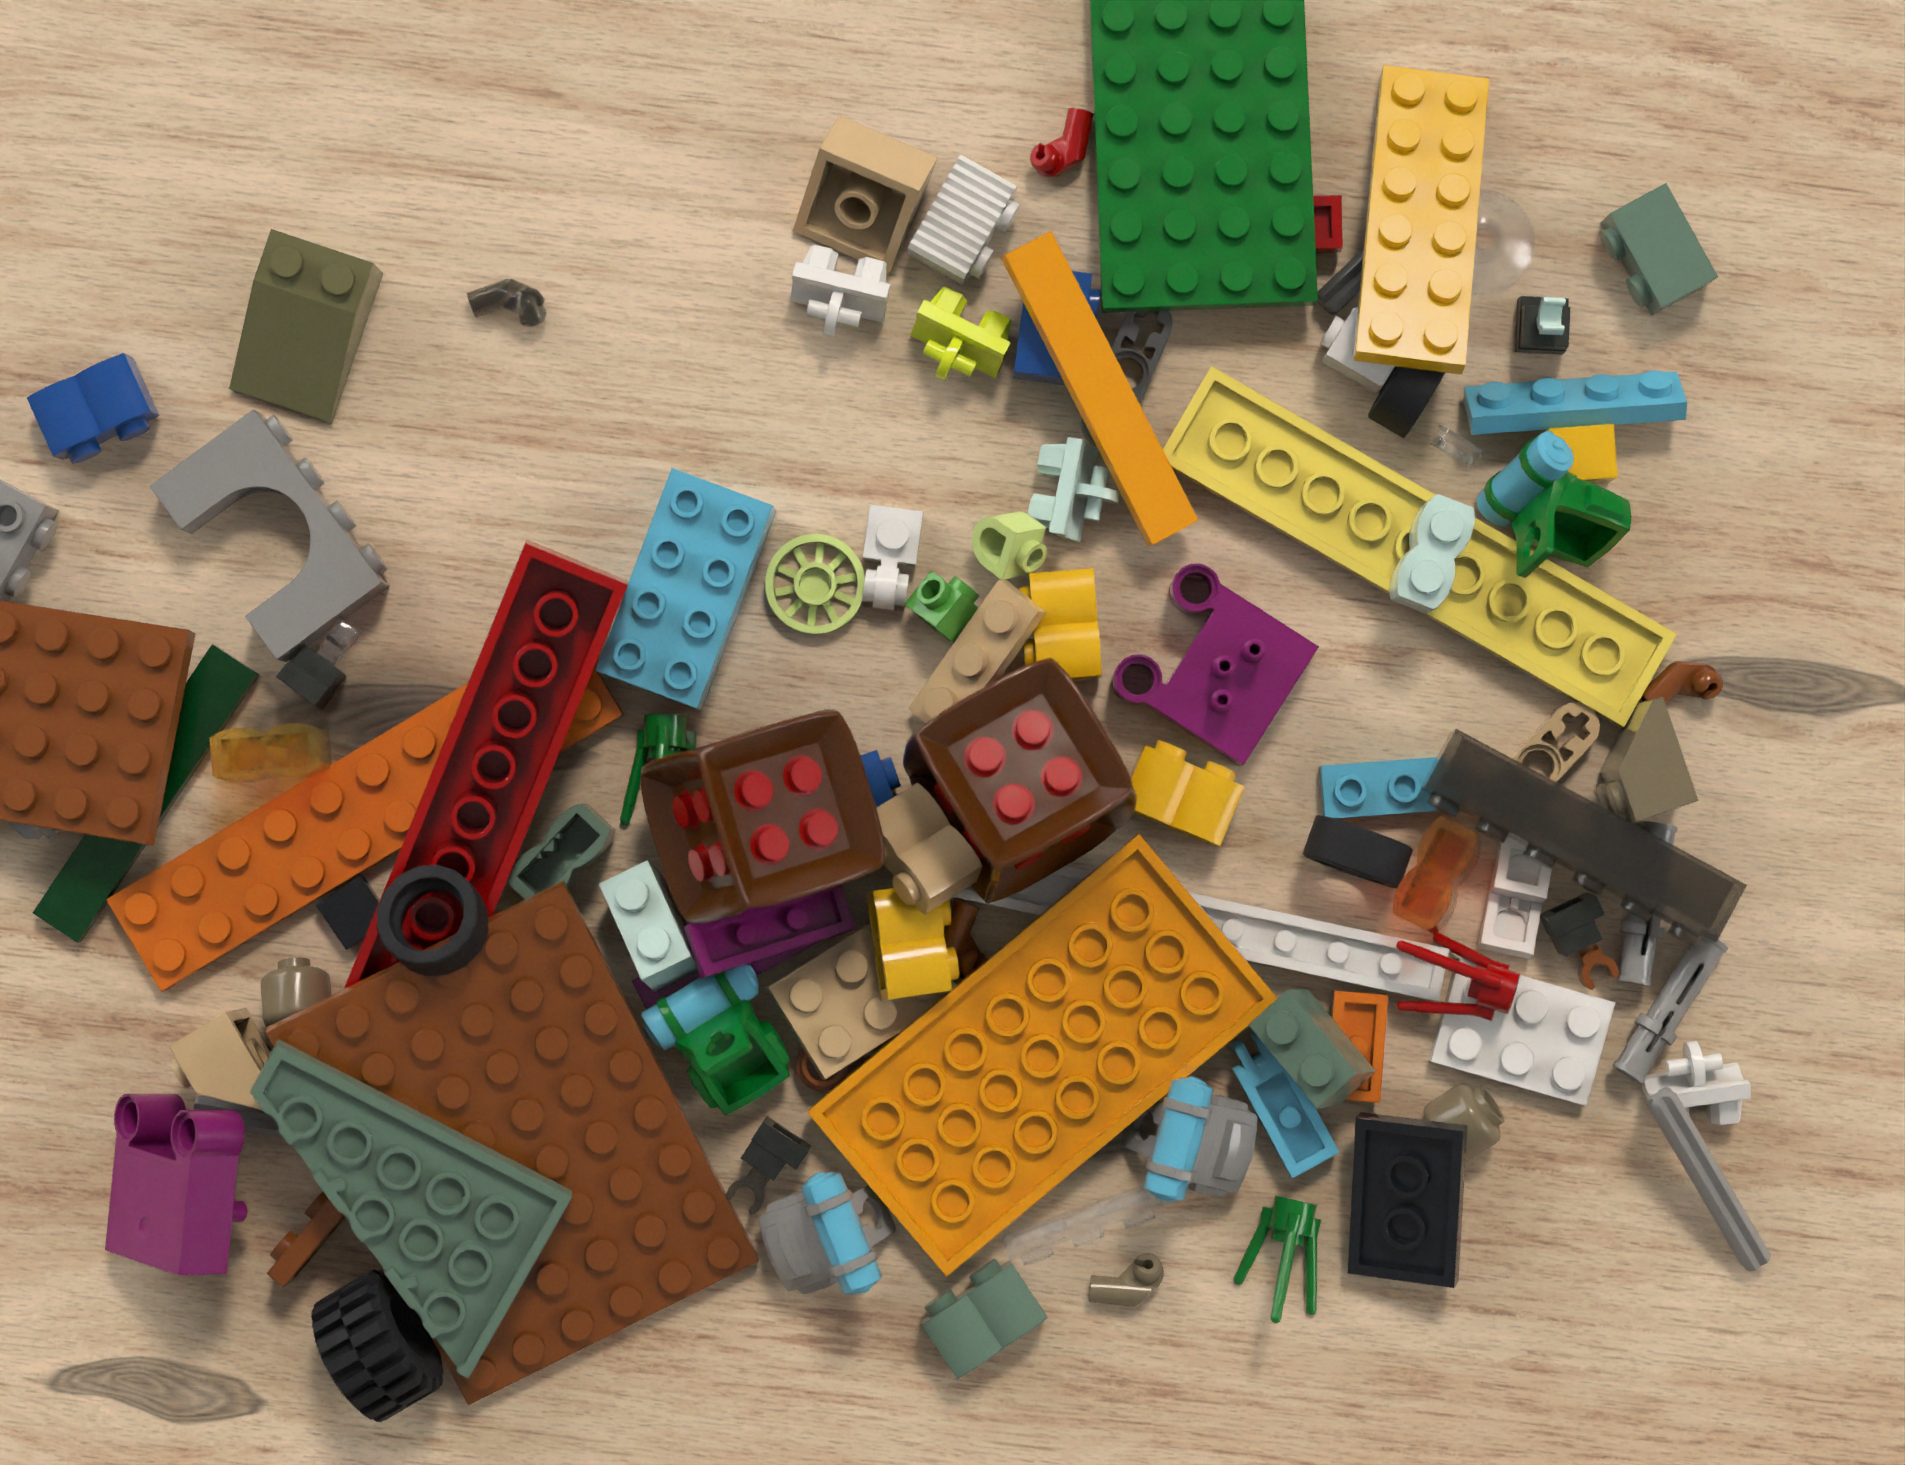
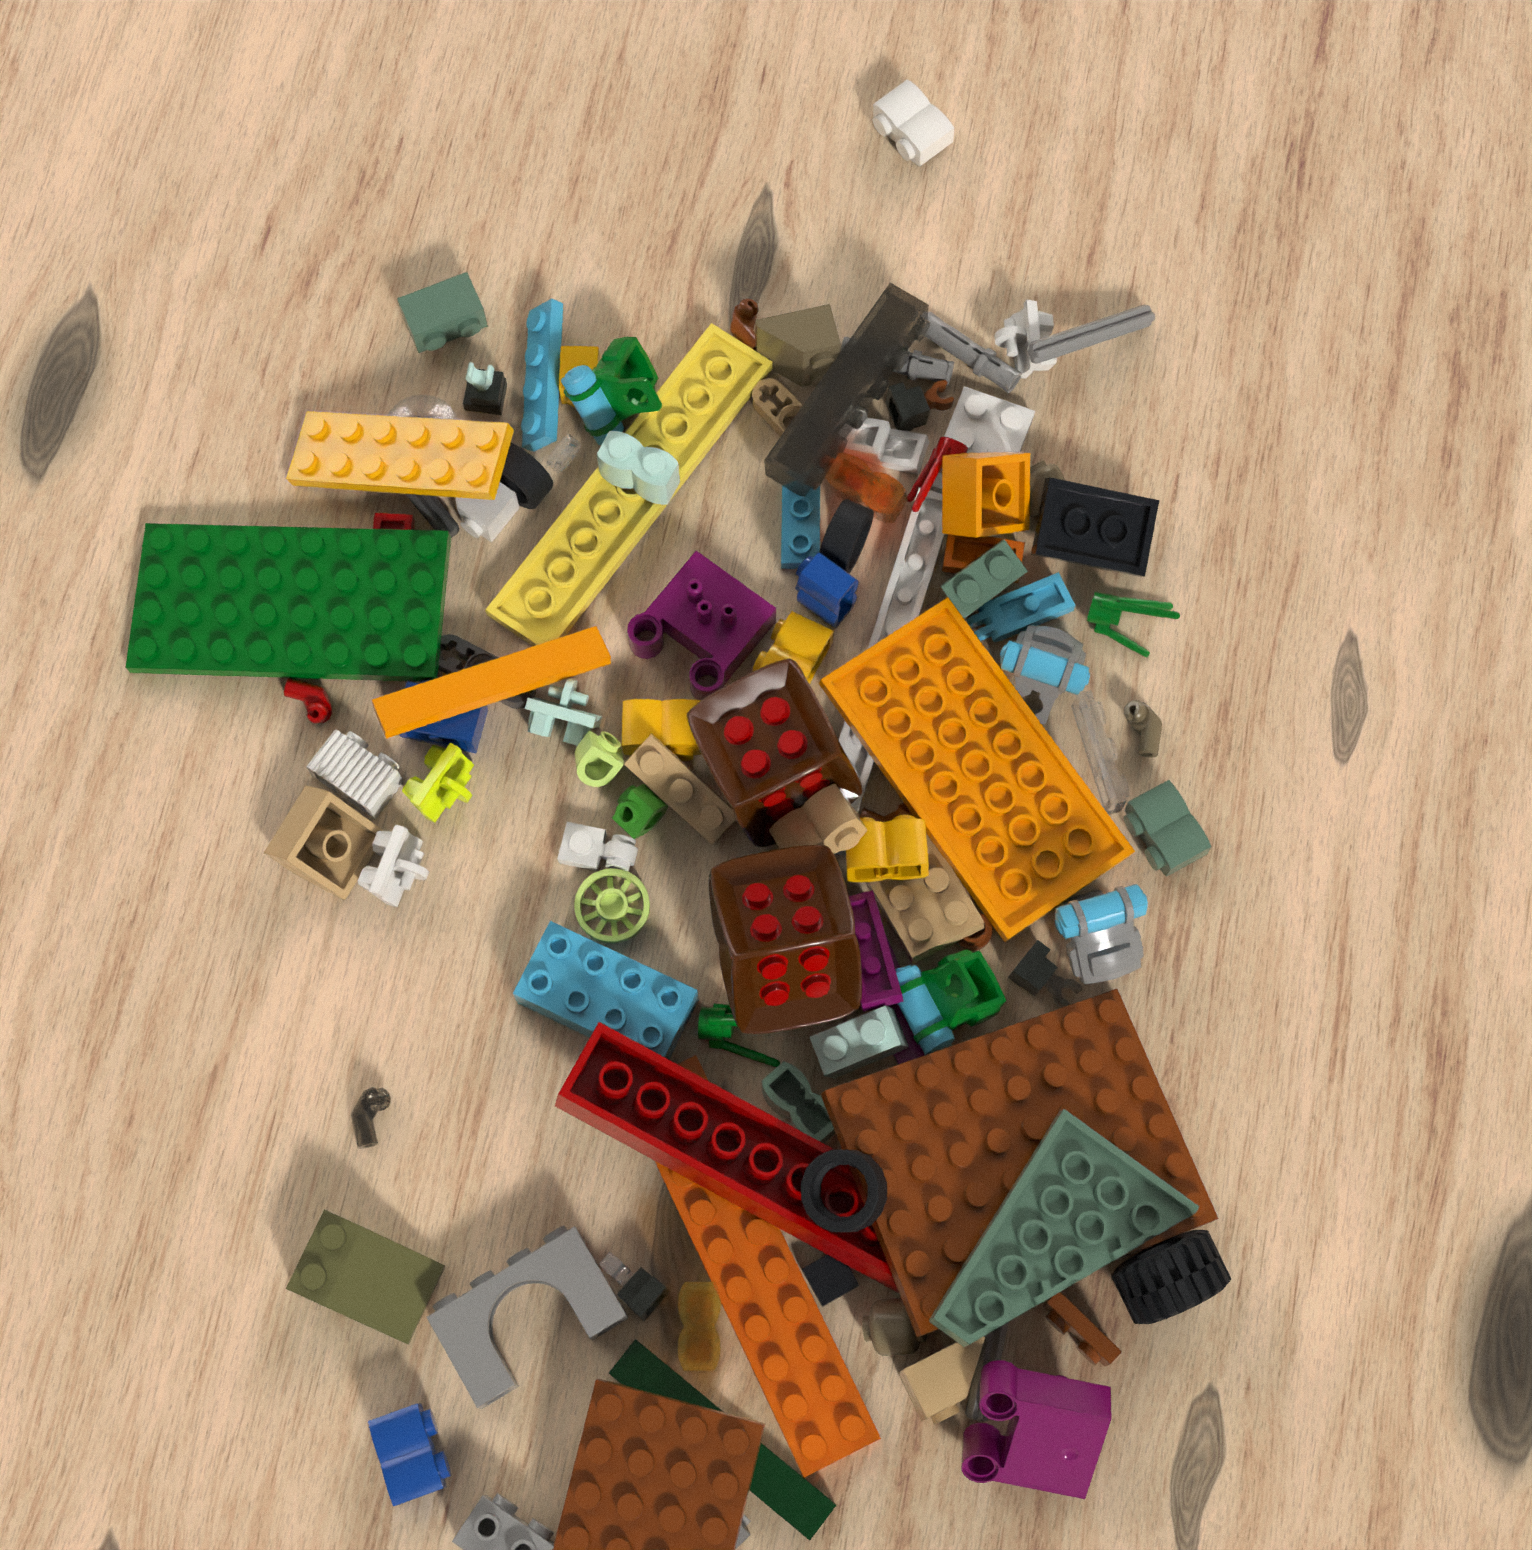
camera: 85 degrees left, 15 degrees down
(1278, 830) = (826, 589): none -> blue brick
(1436, 1043) = (985, 493): none -> light orange slope

